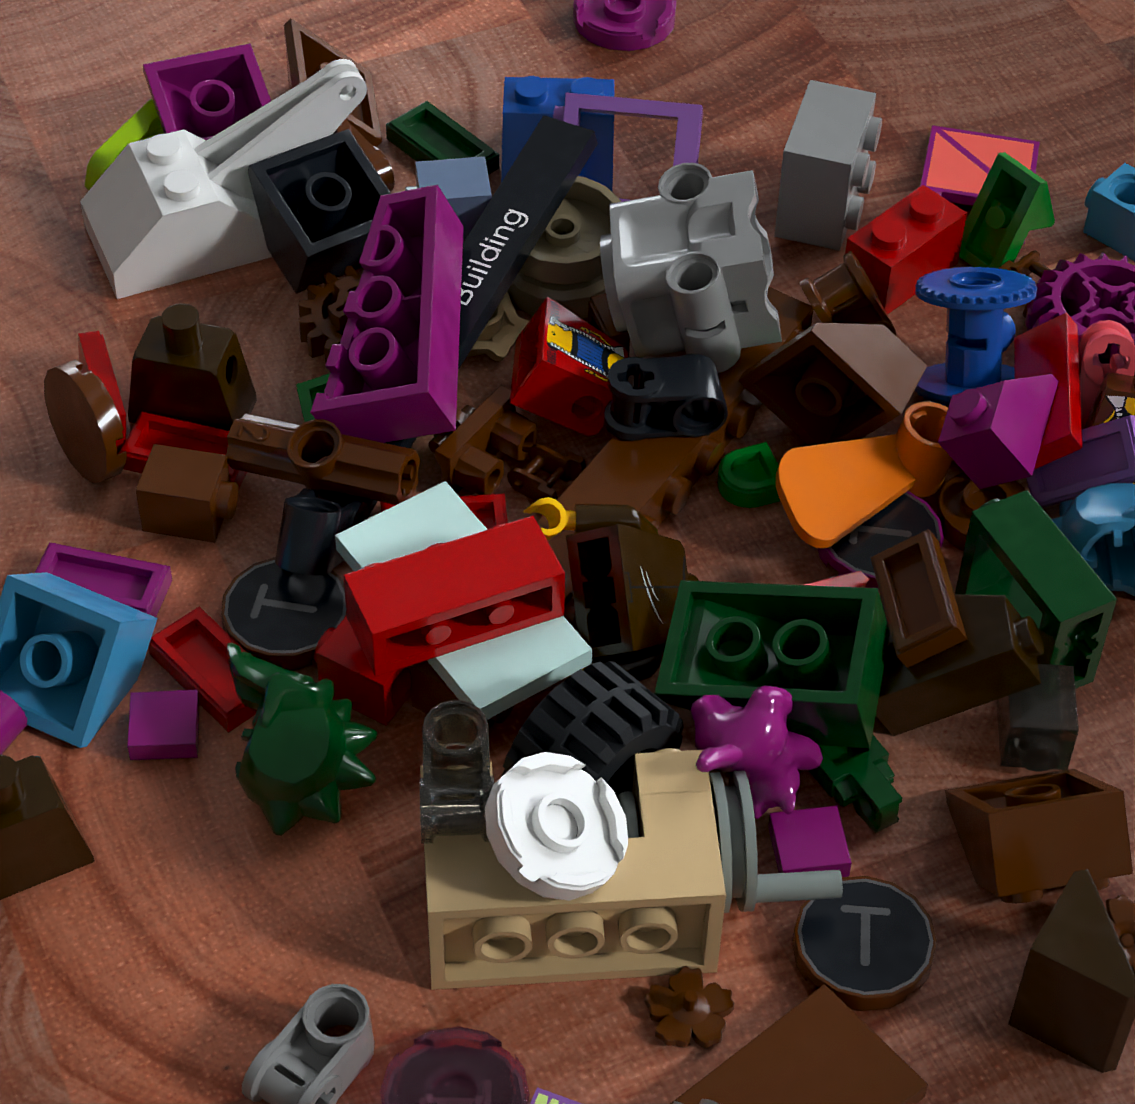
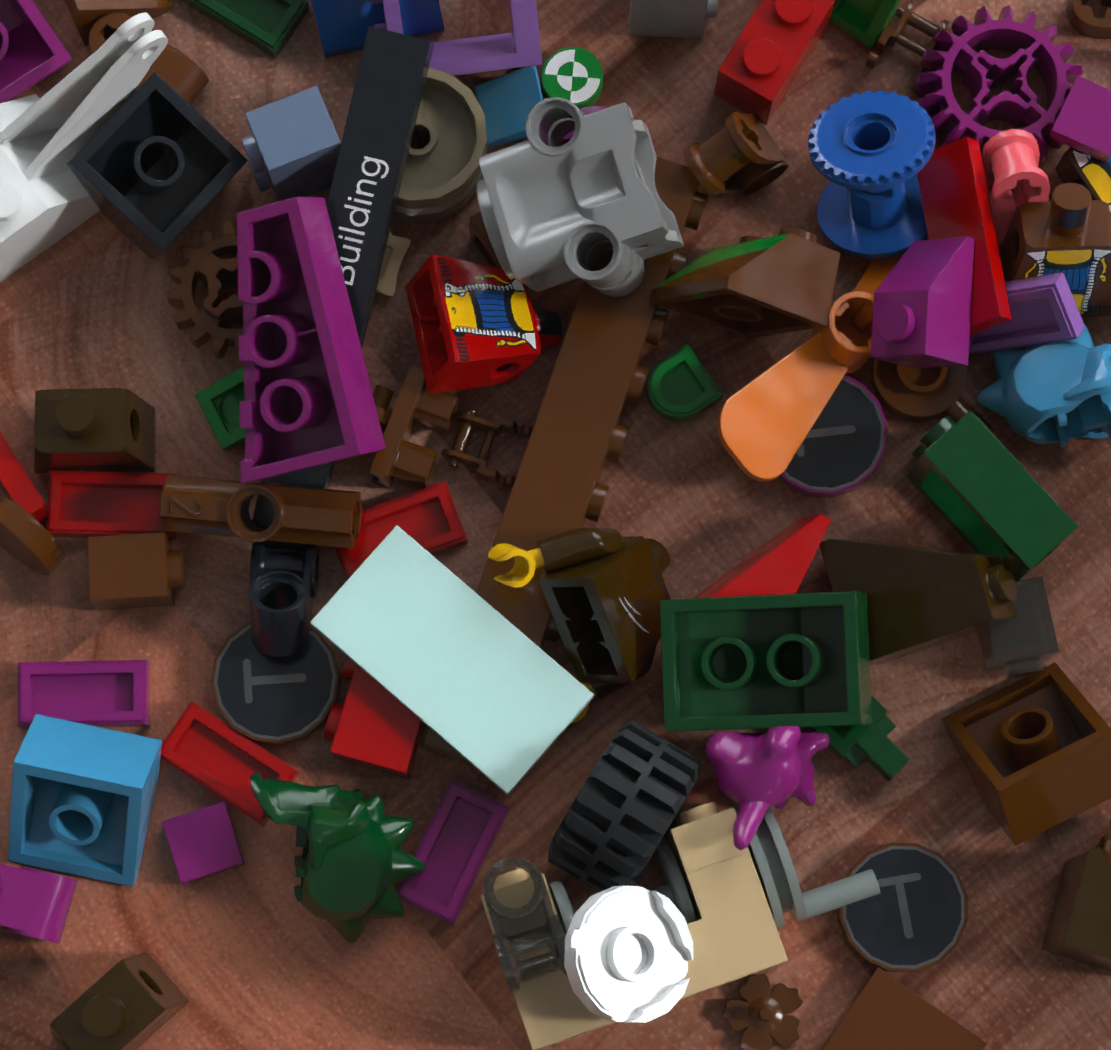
camera: 15 degrees left, 30 degrees up
(390, 808) = (453, 851): none -> magenta tile
(454, 595) = (452, 683): red brick -> none
(668, 395) = (597, 356): black piece -> none
(809, 840) = (835, 817): magenta tile -> none
(918, 598) = (888, 557): reddish brown tile -> none

